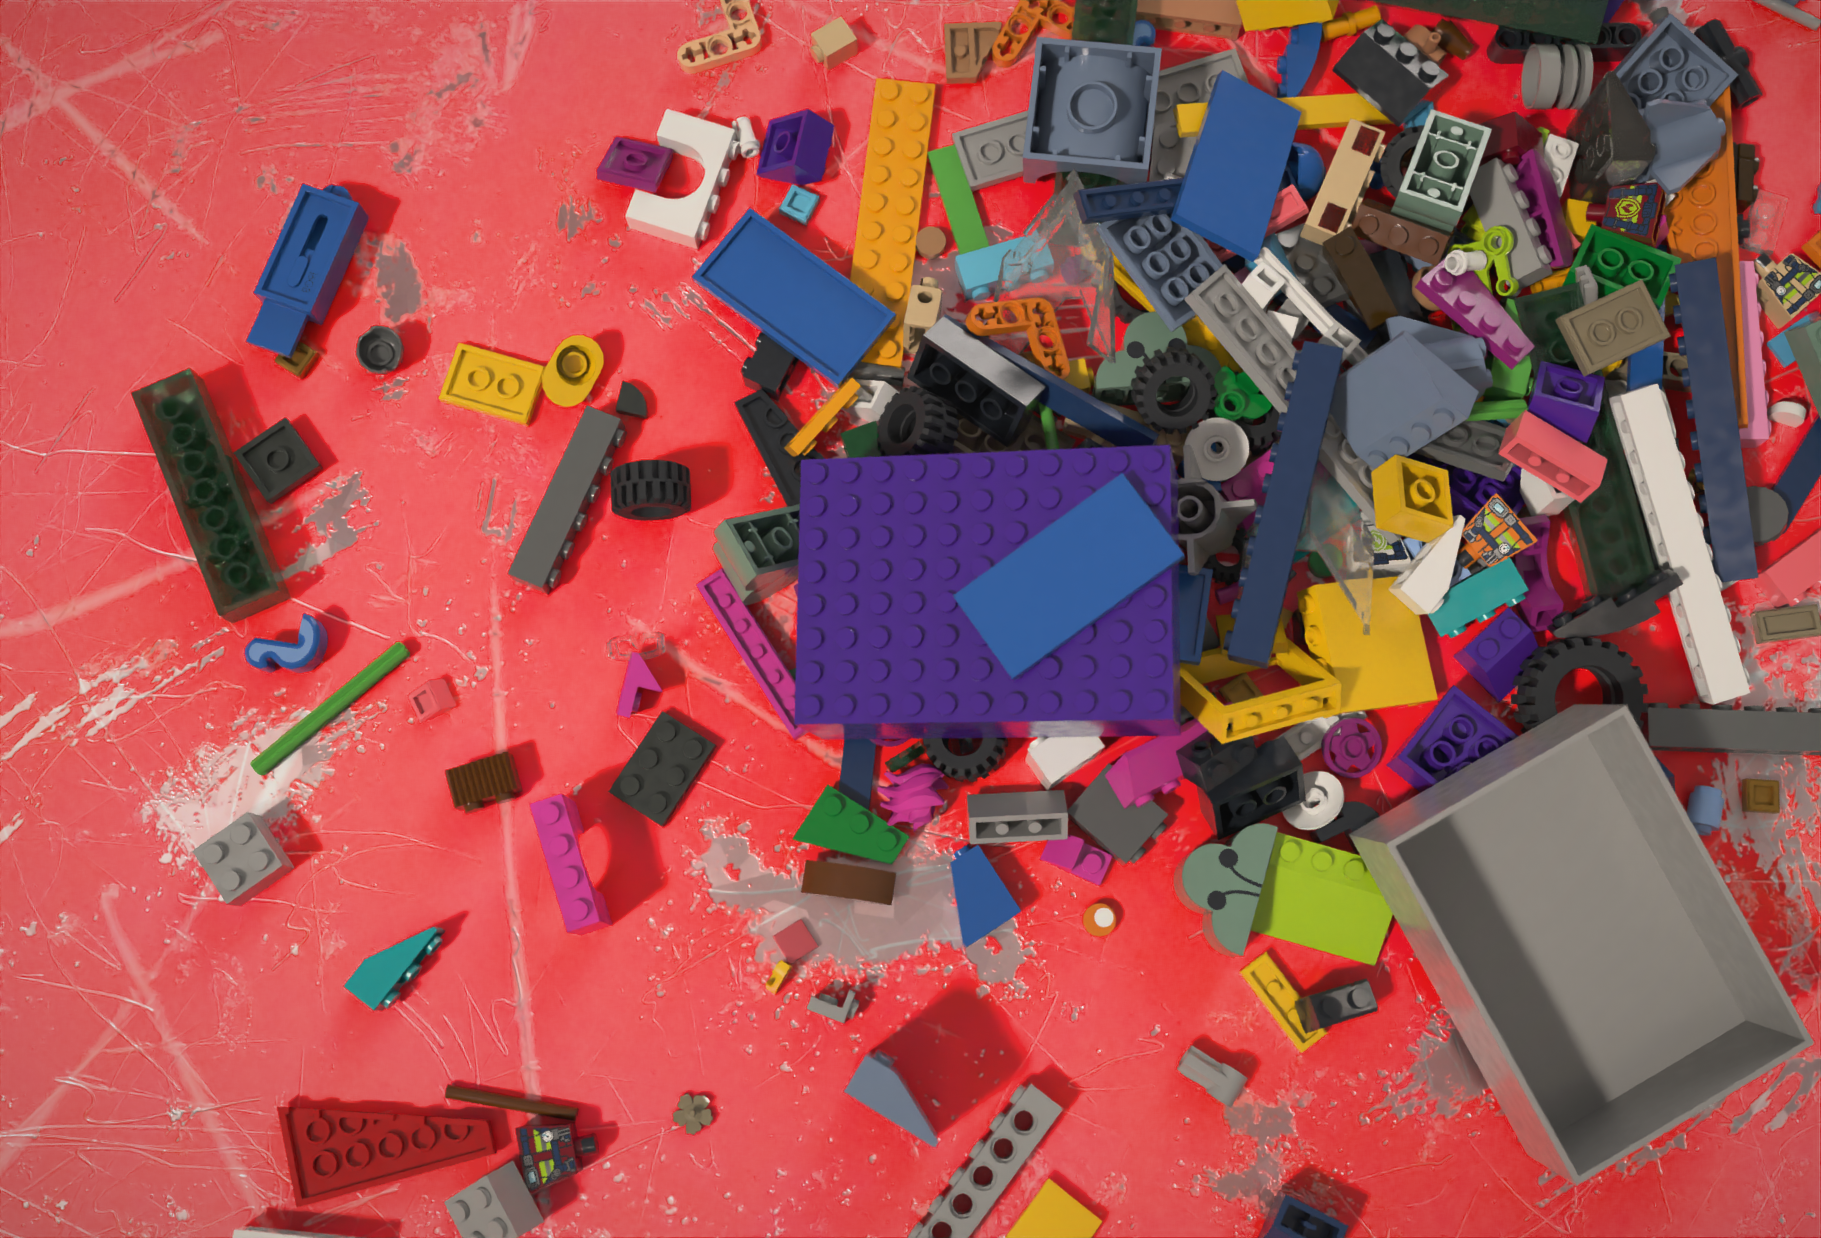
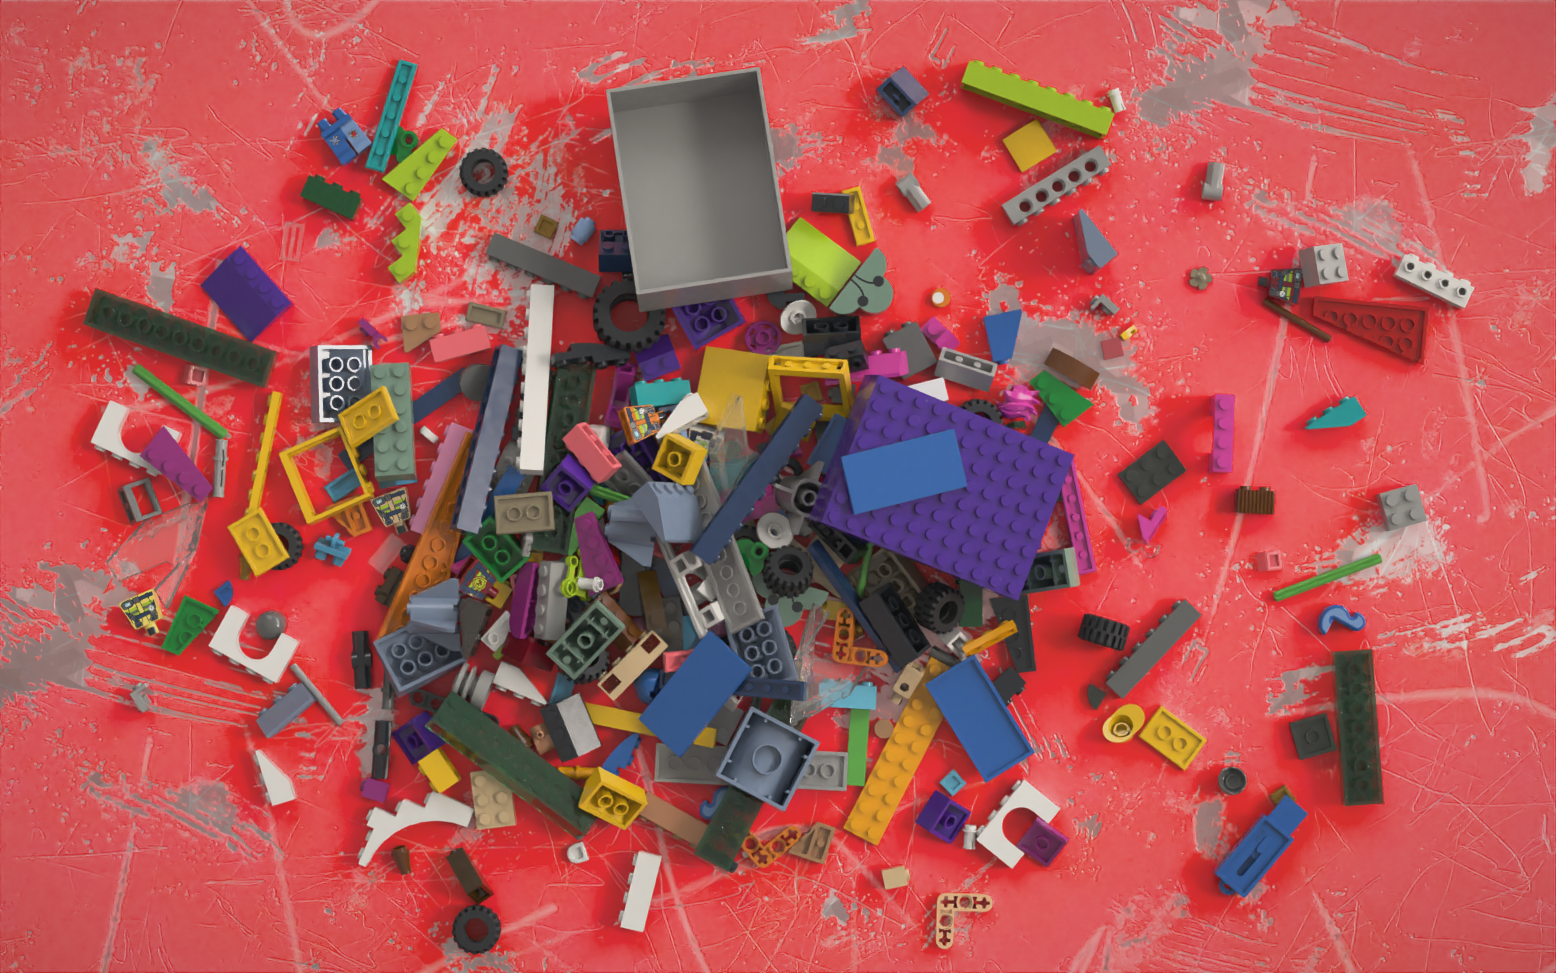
camera: 155 degrees left, 10 degrees up
(1483, 104) = (515, 679): none -> white slope

